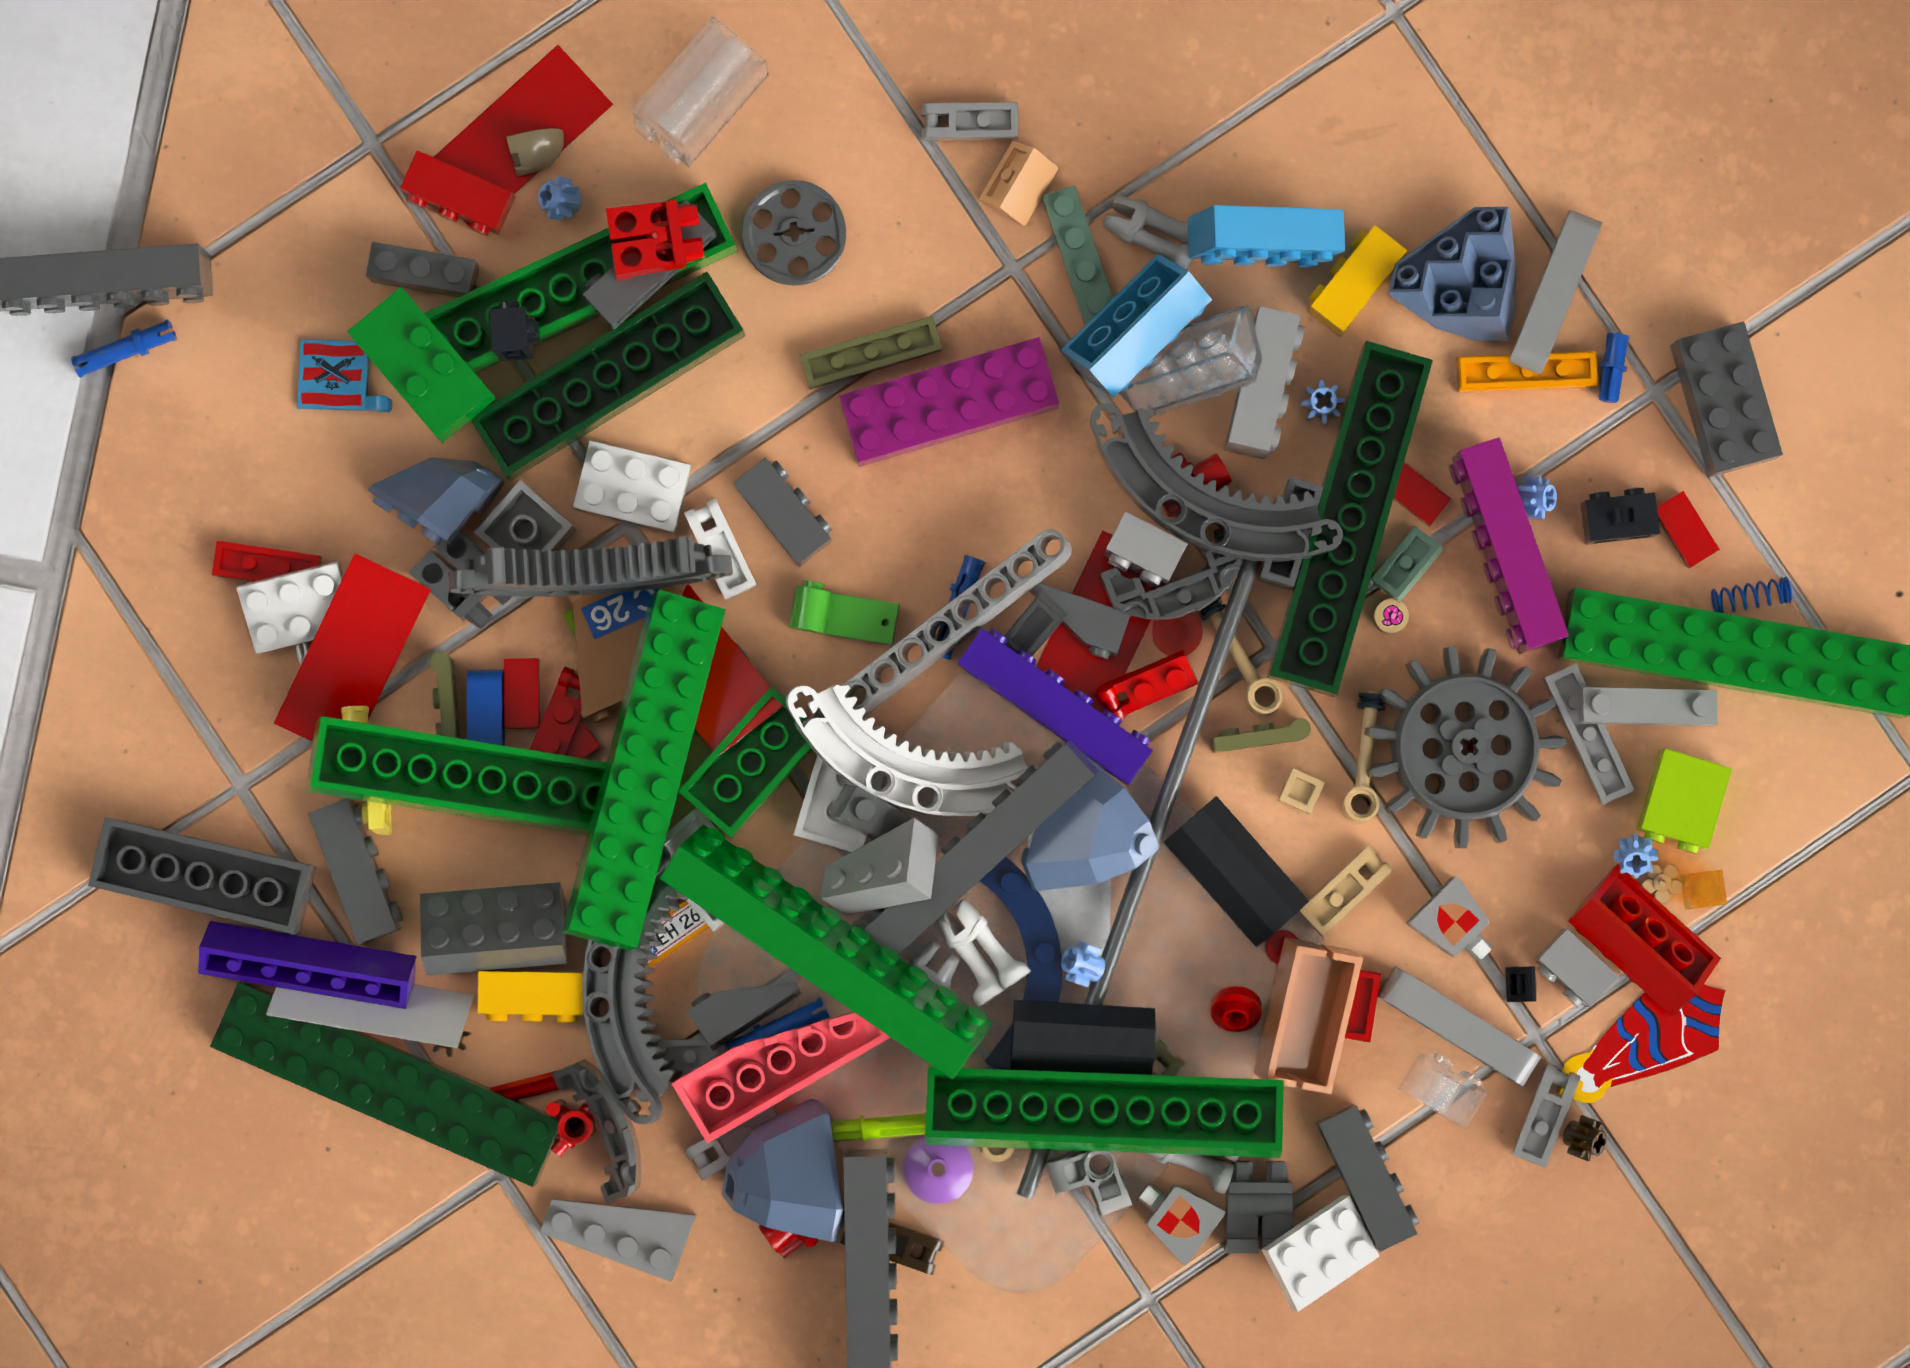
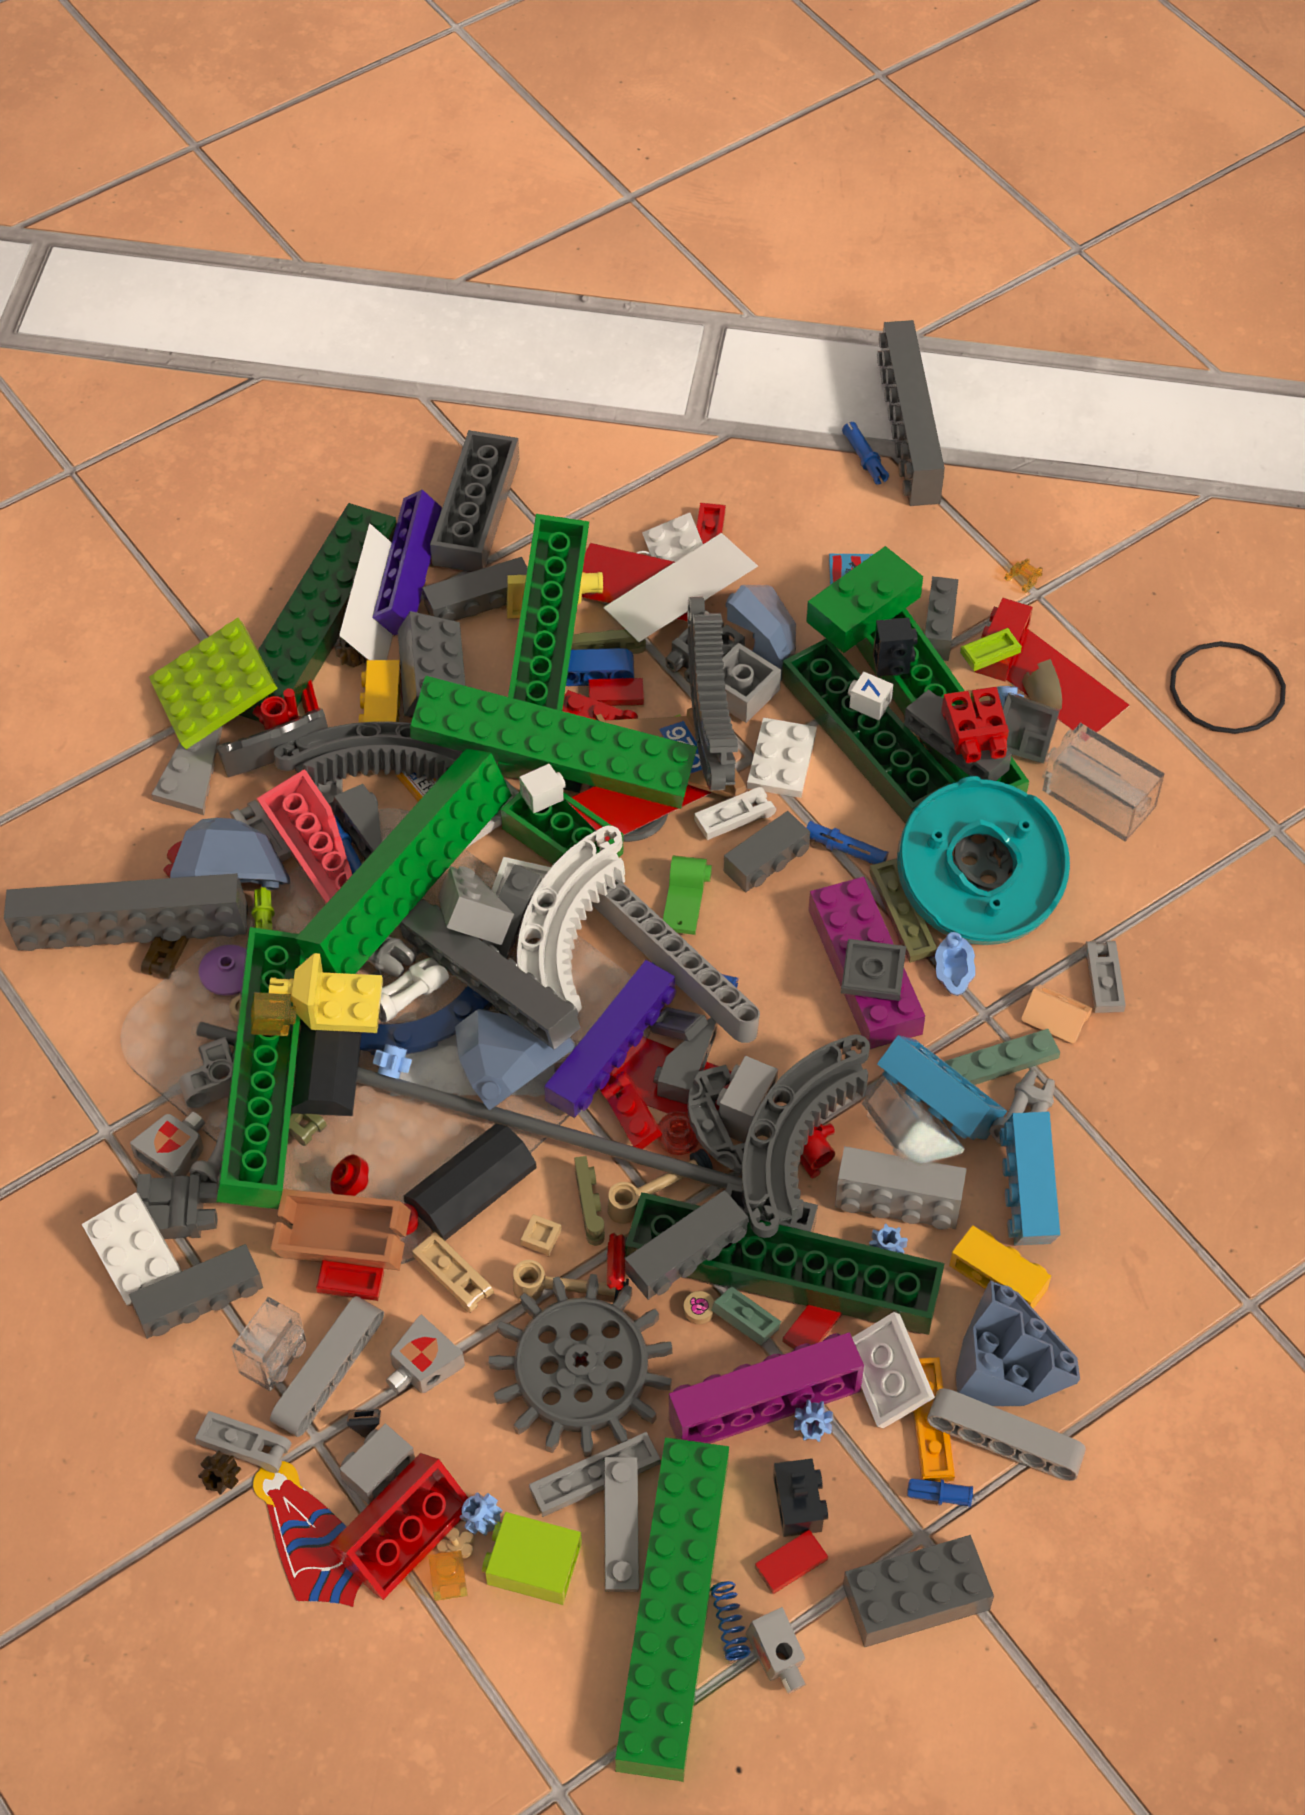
camera: 90 degrees right, 30 degrees down
(335, 163) = (1019, 569): none -> clear yellow piece
(376, 603) = (667, 592): none -> white sticker
(490, 210) = (990, 649): none -> lime tile
(513, 1211) = (212, 683): none -> lime plate
(577, 368) = (870, 695): none -> white brick
(608, 176) = (1029, 726): none -> dark grey plate
(710, 783) = (542, 788): none -> white brick
(757, 260) = (943, 892): none -> teal piece
(765, 427) = (876, 855): none -> blue pin
(953, 296) = (955, 963): none -> light blue arm
(981, 392) = (873, 969): none -> dark grey tile
(1026, 1031) = (332, 999): none -> light yellow plate
(1058, 1101) = (272, 1014): none -> clear yellow brick
(1348, 623) = (686, 1245): none -> dark grey brick
(1348, 705) = (616, 1261): none -> red axle
(1480, 411) = (892, 1371): none -> white plate
(1788, 548) = (775, 1635): none -> light grey torso

